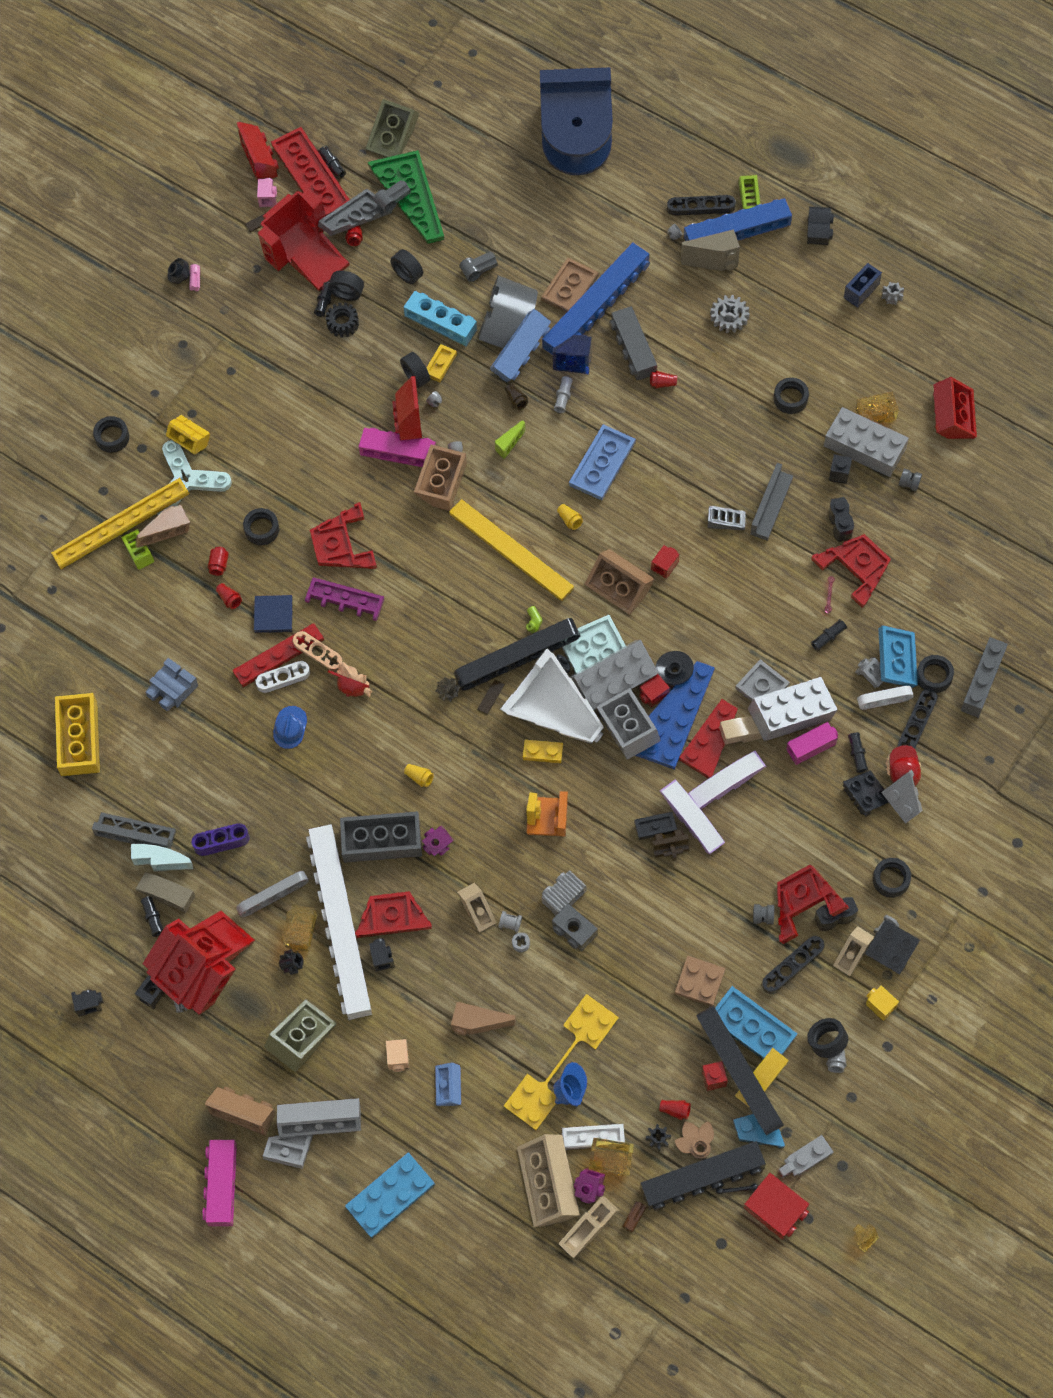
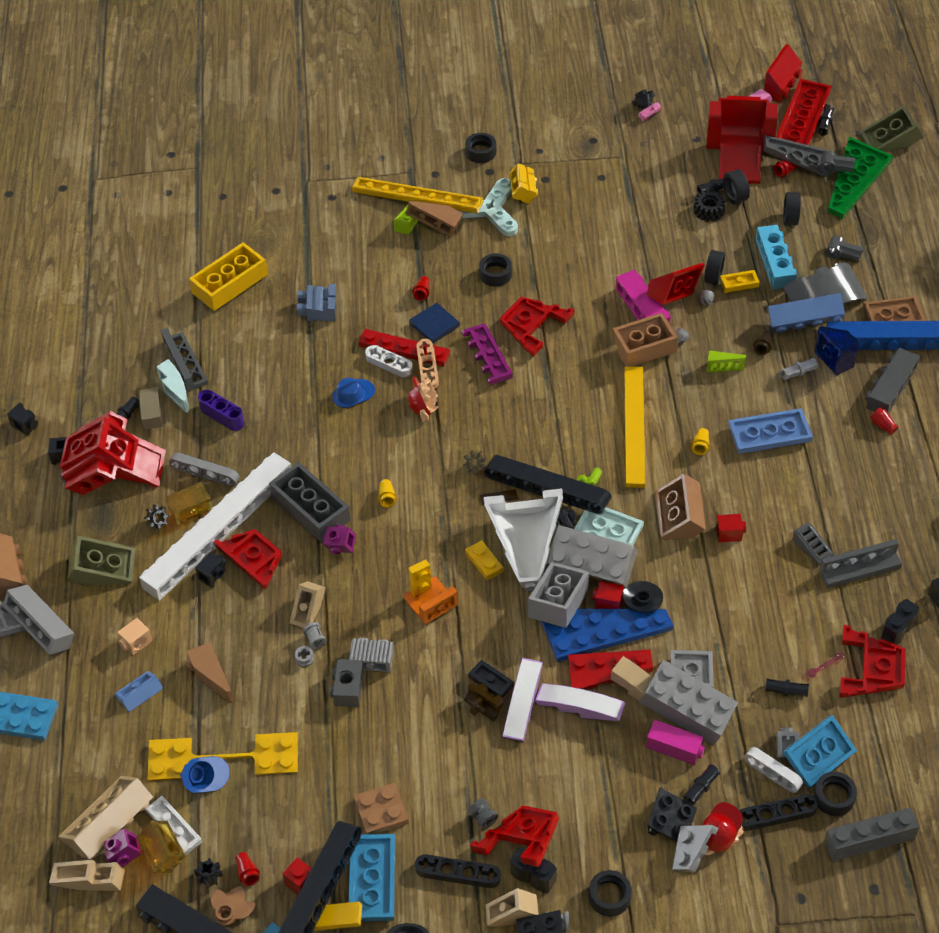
camera: 50 degrees right, 15 degrees down
(218, 561) = (442, 264): red brick -> none
(634, 1216) = (120, 906): reddish brown piece -> none

